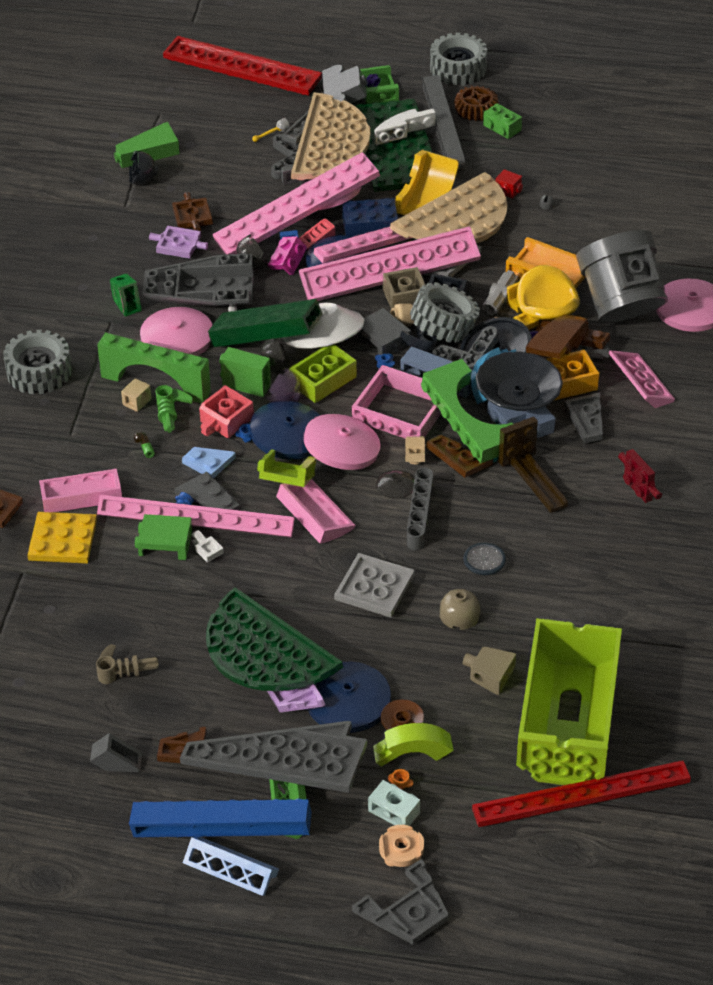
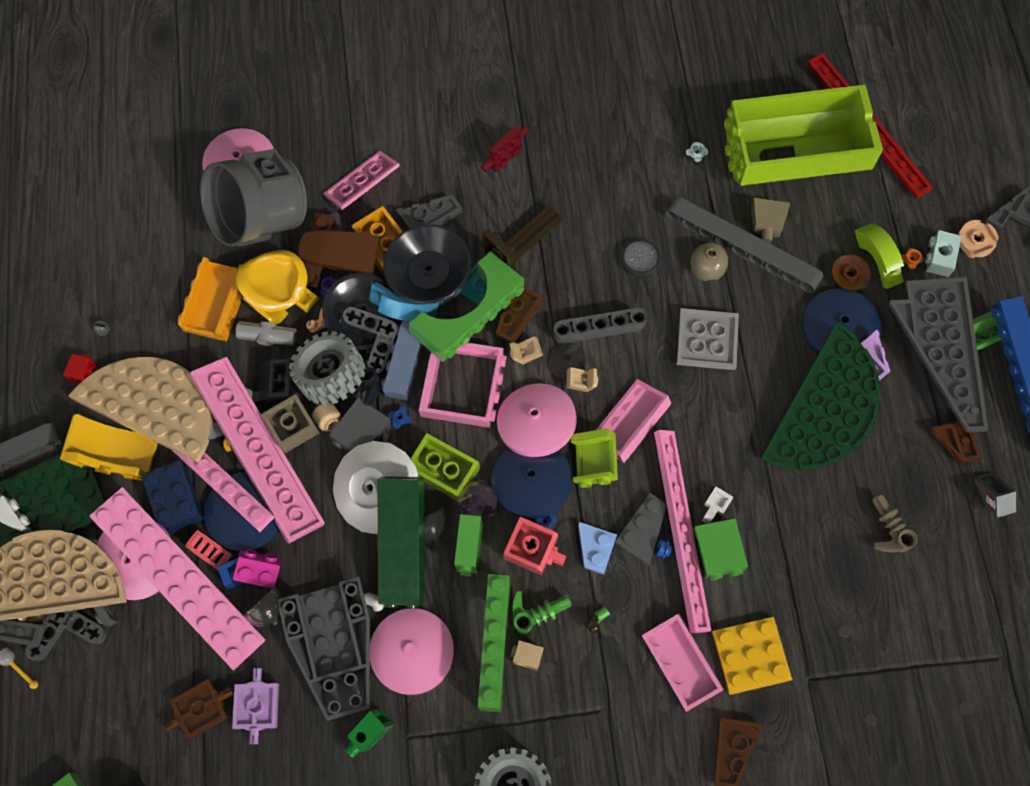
camera: 105 degrees left, 25 degrees up
(370, 482) = (581, 379): none -> tan bracket
(467, 640) = (744, 244): none -> dark grey beam

